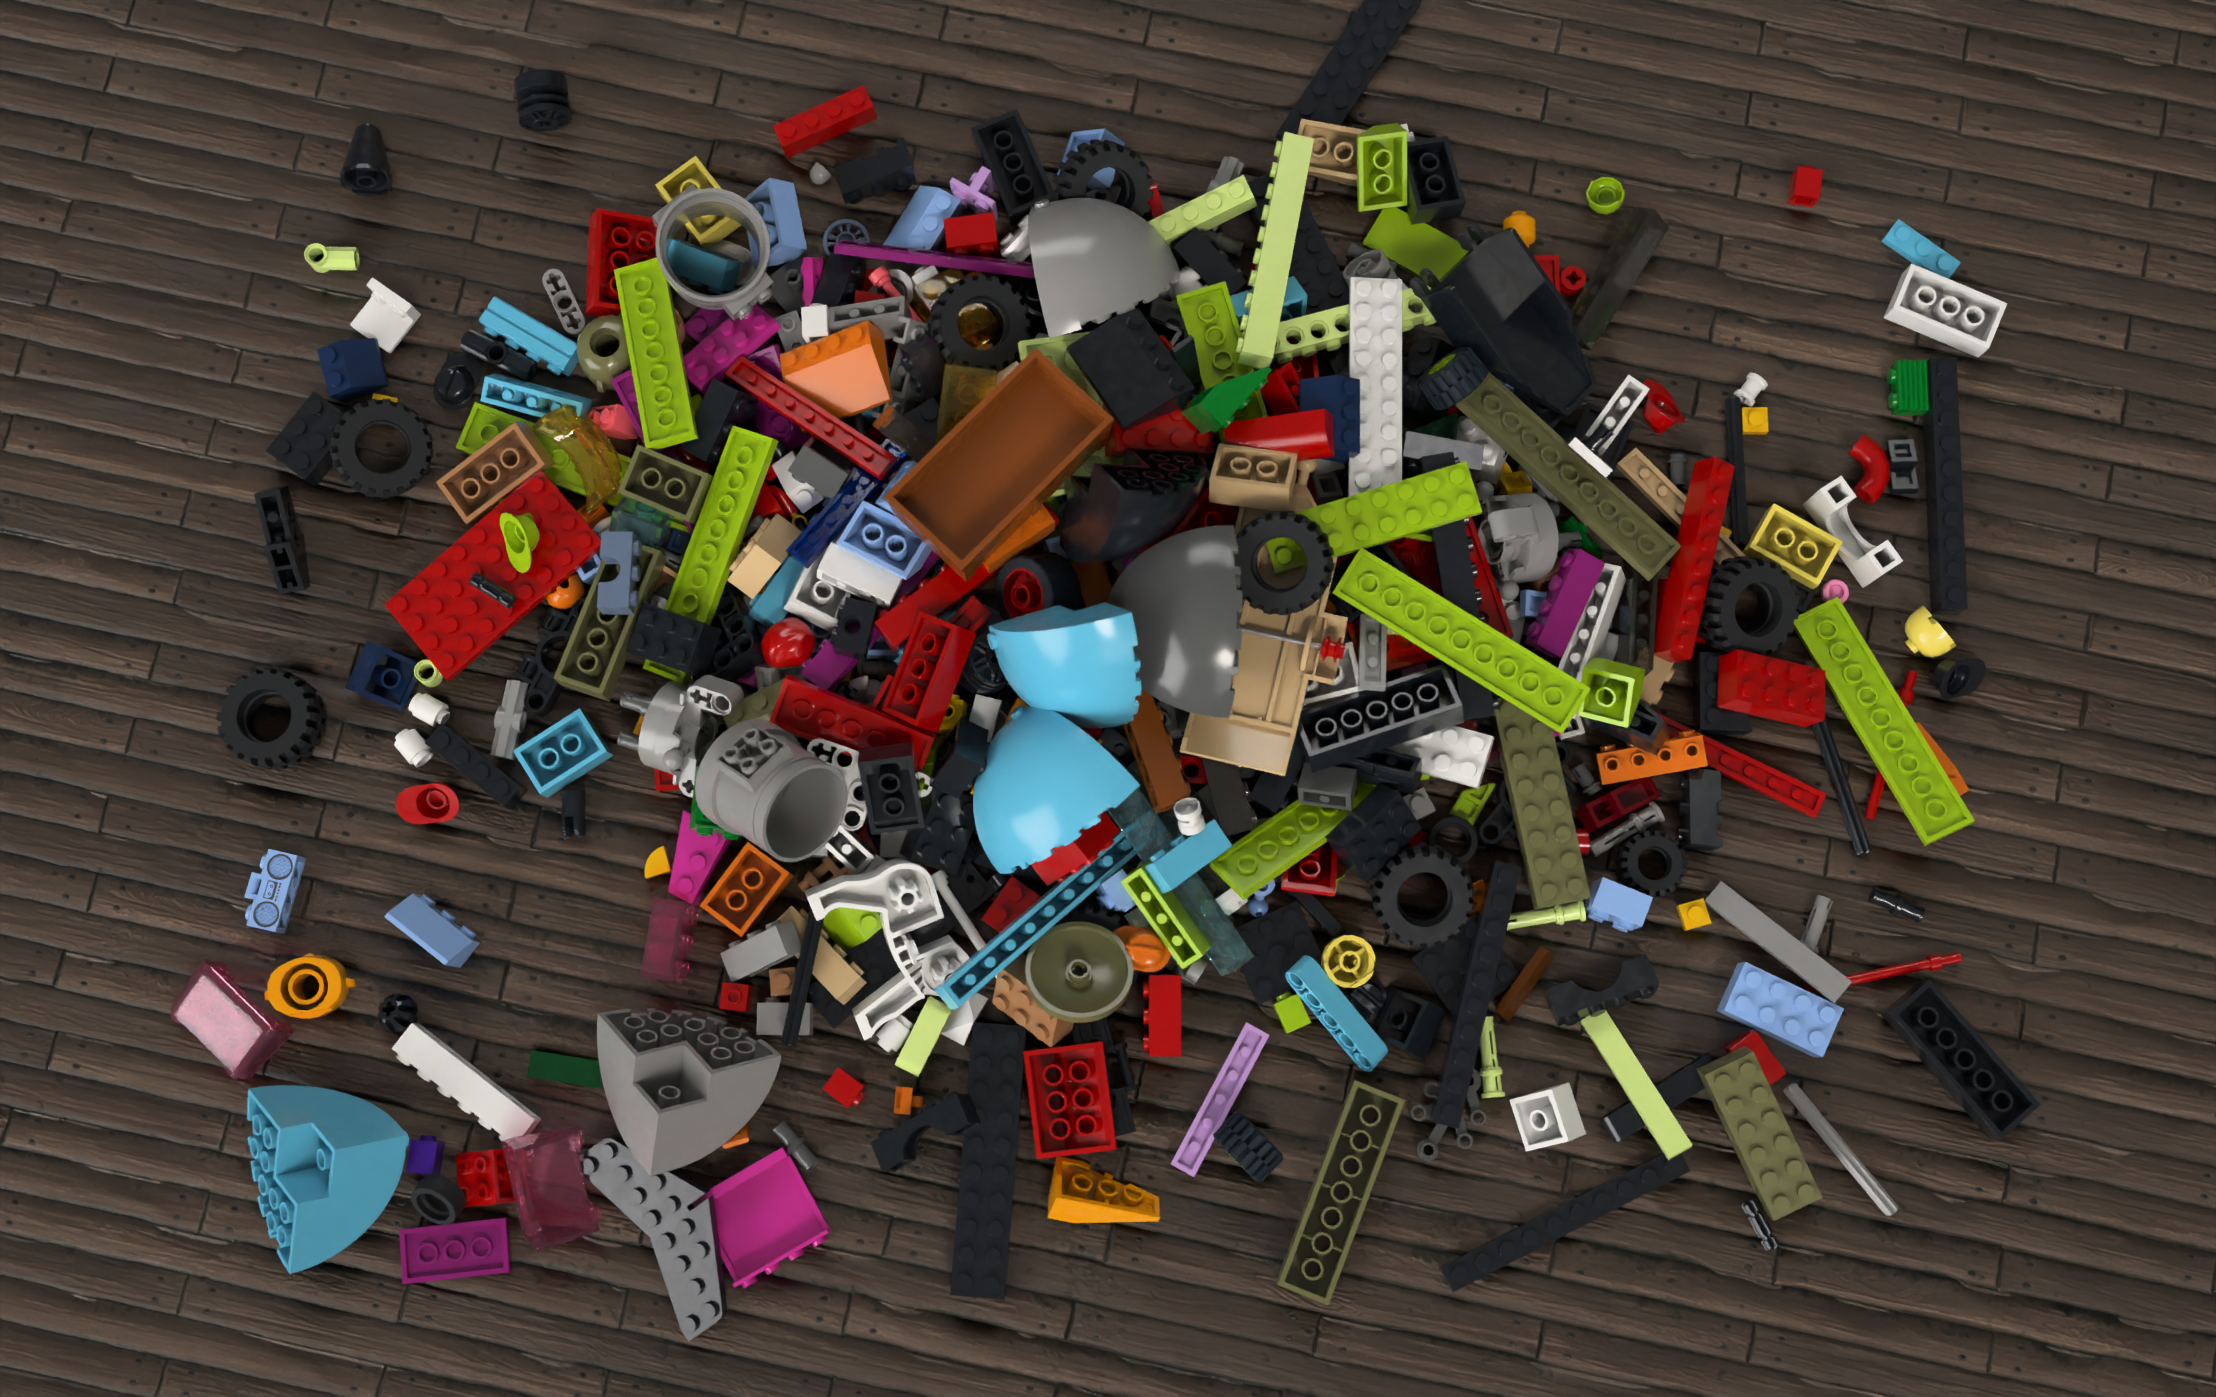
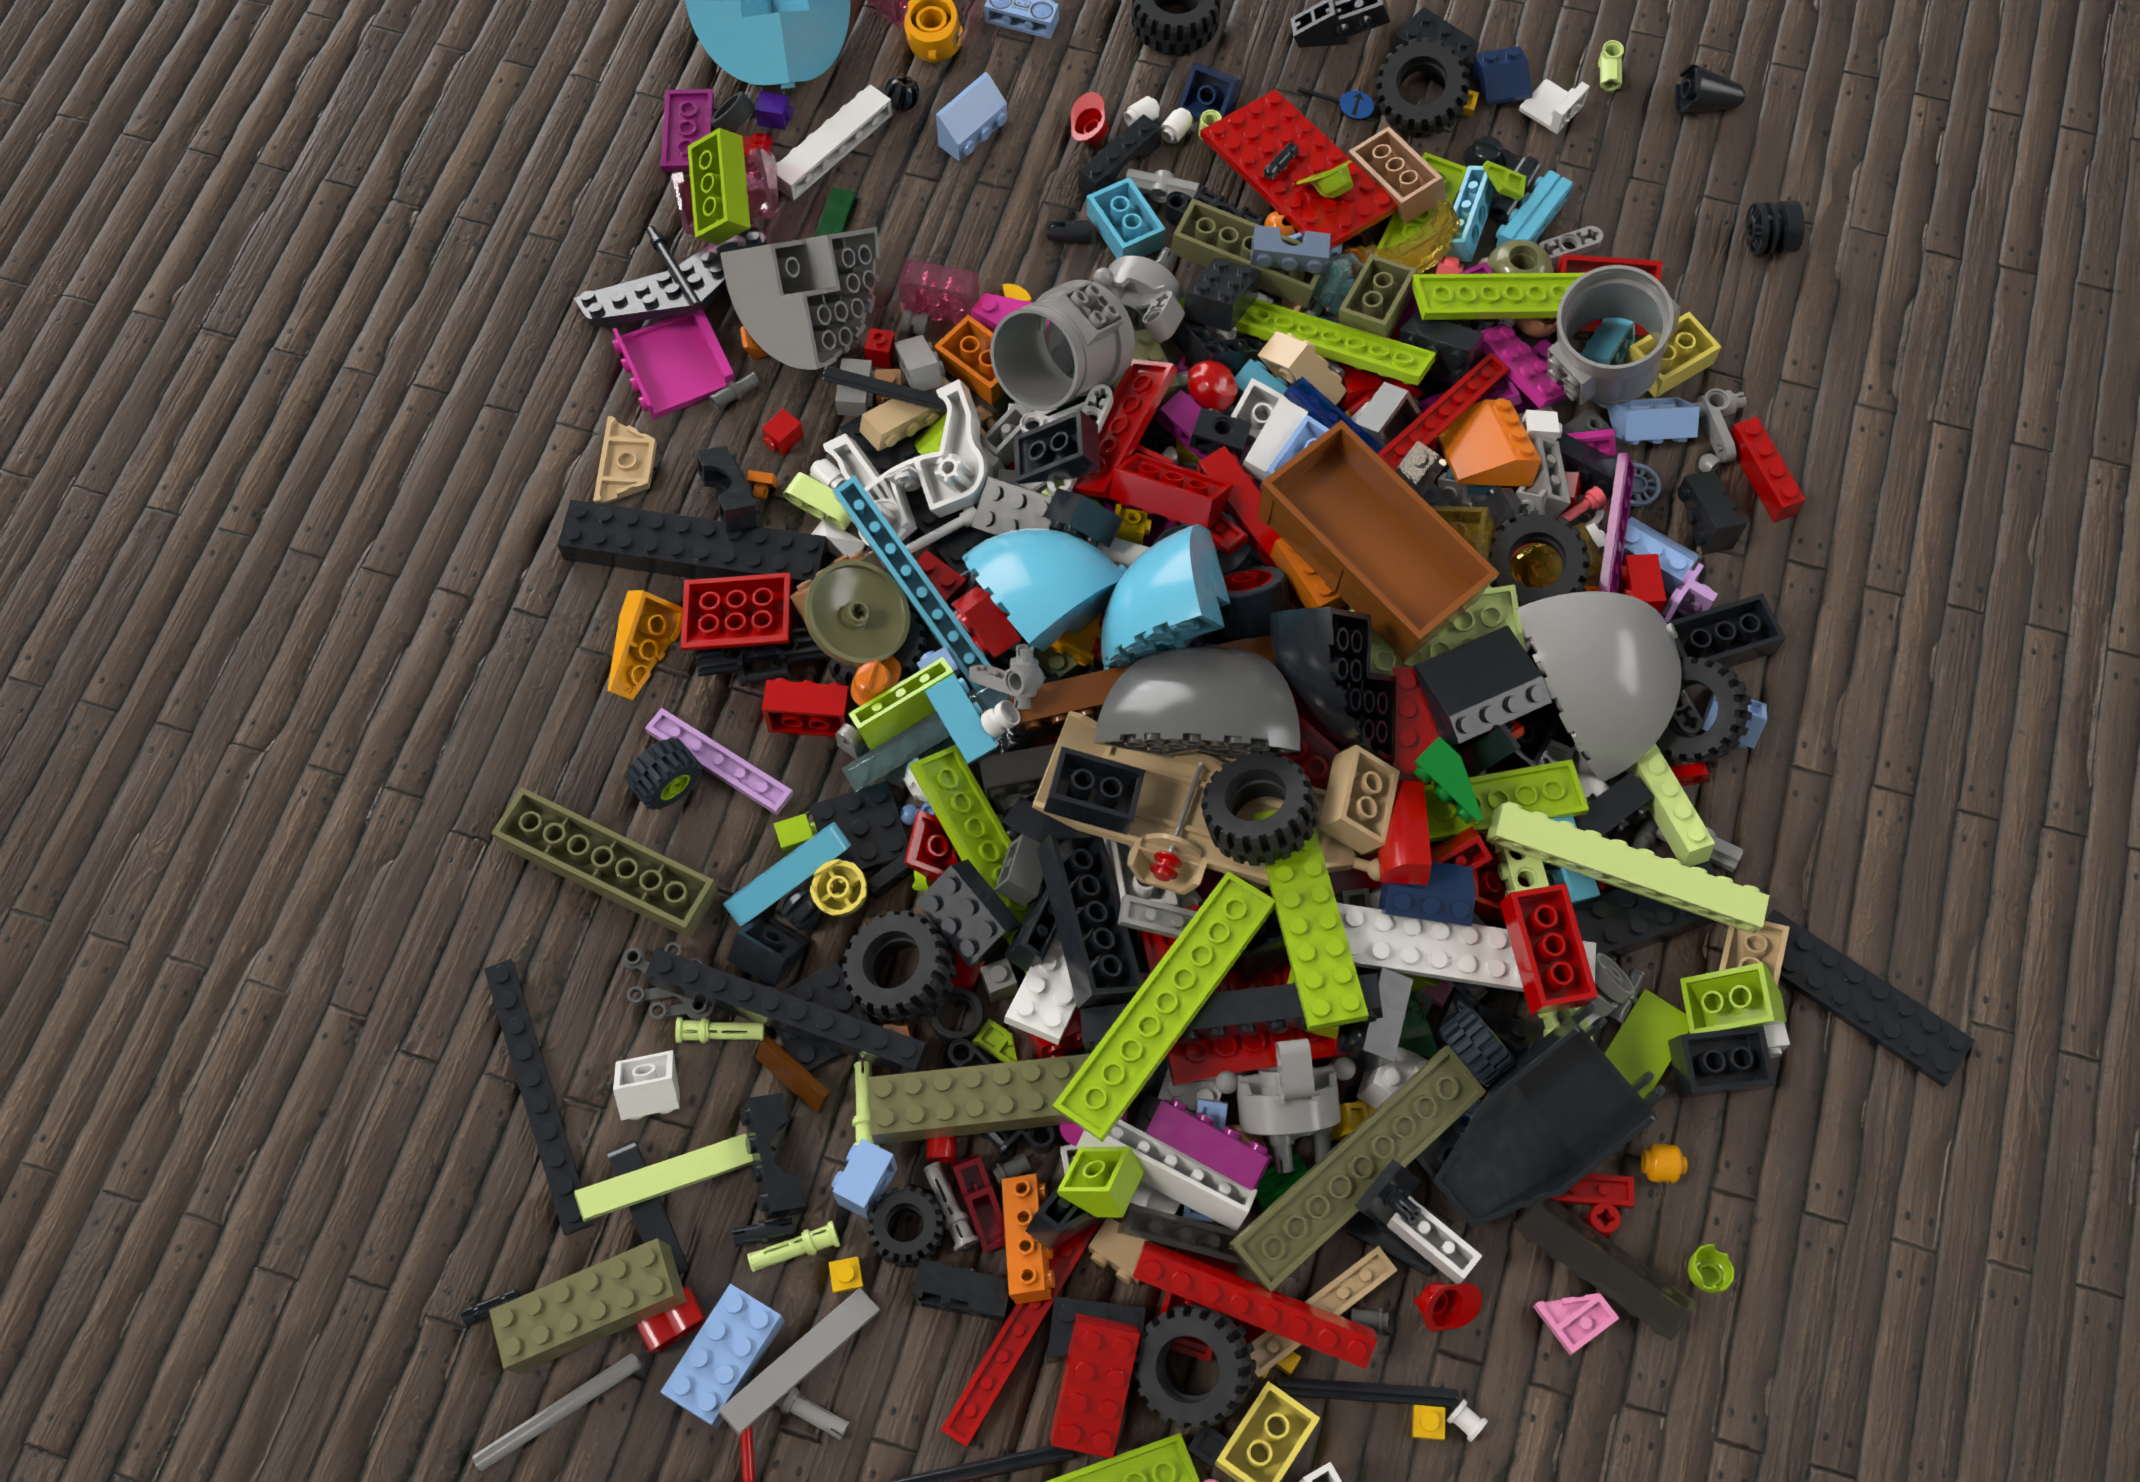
camera: 90 degrees right, 15 degrees down
(388, 524) = (1352, 104): none -> blue piece
(501, 361) = (1505, 180): none -> lime tile
(557, 1192) = (718, 186): none -> lime brick
(614, 1256) = (660, 244): none -> black bar
(701, 963) = (915, 323): none -> dark grey wheel
(774, 167) = (1713, 408): none -> light grey piece
(890, 1249) = (624, 462): none -> tan wing
(1158, 800) = (1020, 680): none -> light grey piece
(1272, 716) = (1094, 790): none -> black brick
(1375, 313) = (1548, 949): none -> red brick
(1656, 302) = (1576, 1319): none -> bright pink wing
(1667, 992) = (763, 1231): none -> black pin
(1672, 950) = (808, 1243): none -> yellowish green pin

